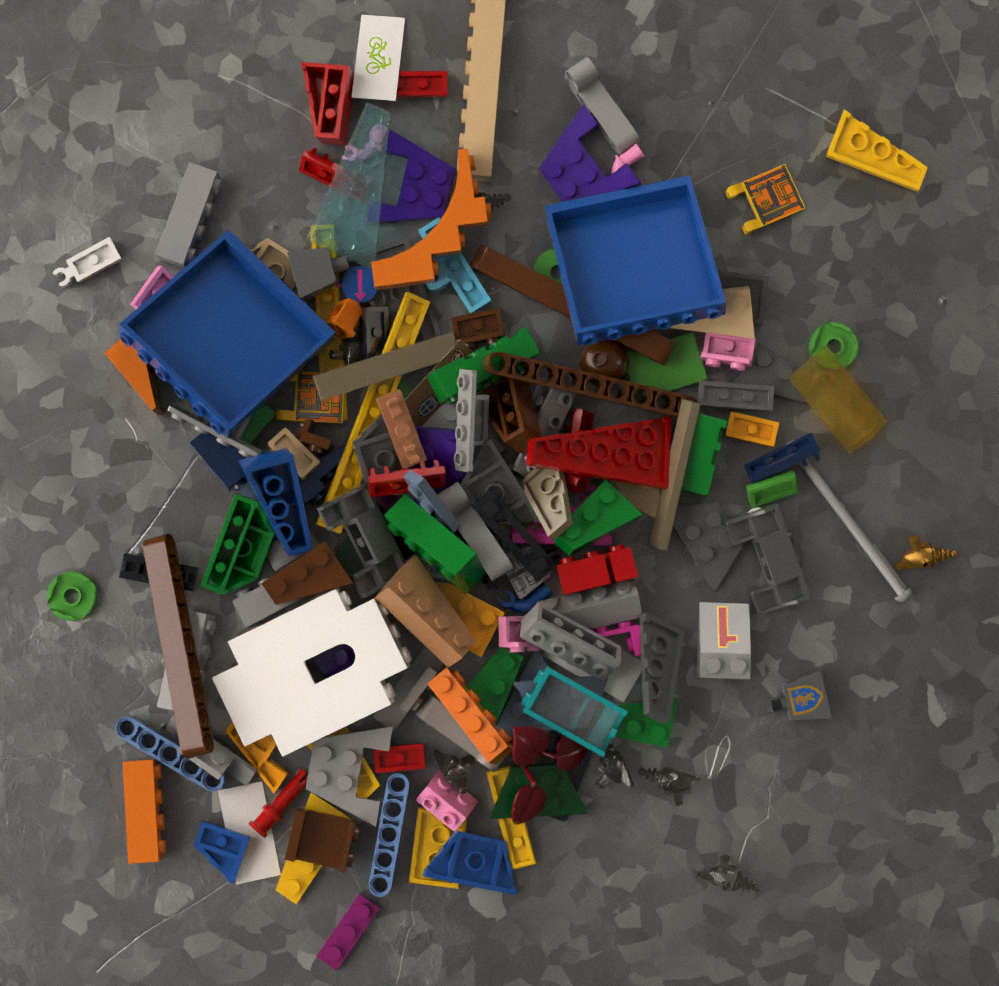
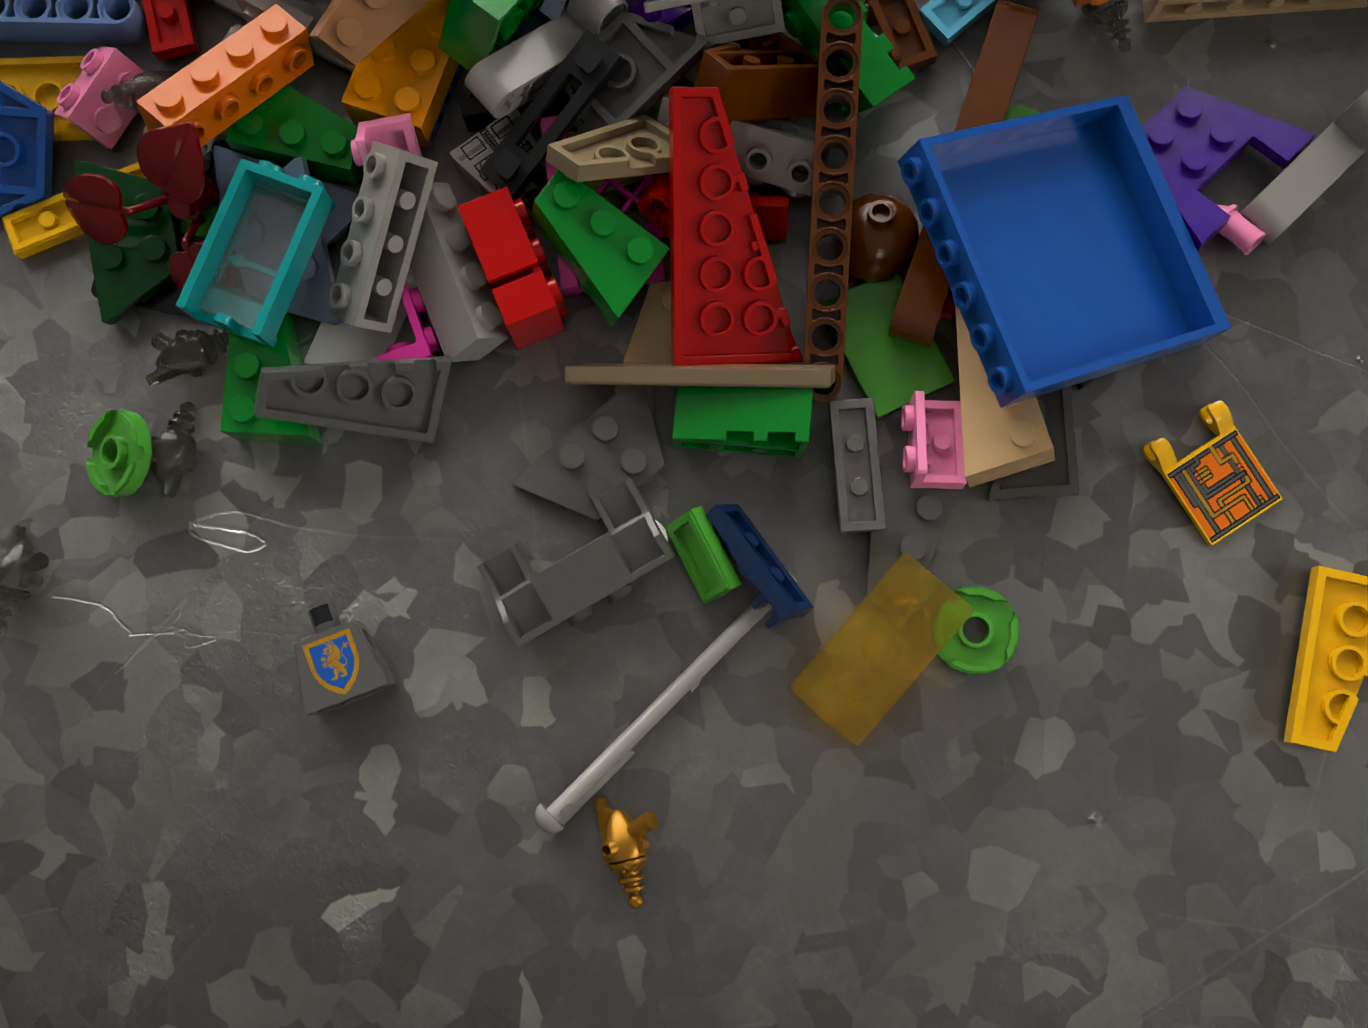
camera: 85 degrees right, 5 degrees down
(540, 594) = (447, 173): blue piece -> none
(667, 798) = (119, 453): none -> bright green tile
(724, 641) = (422, 510): light grey slope -> none
(751, 429) = (802, 505): light orange plate -> none

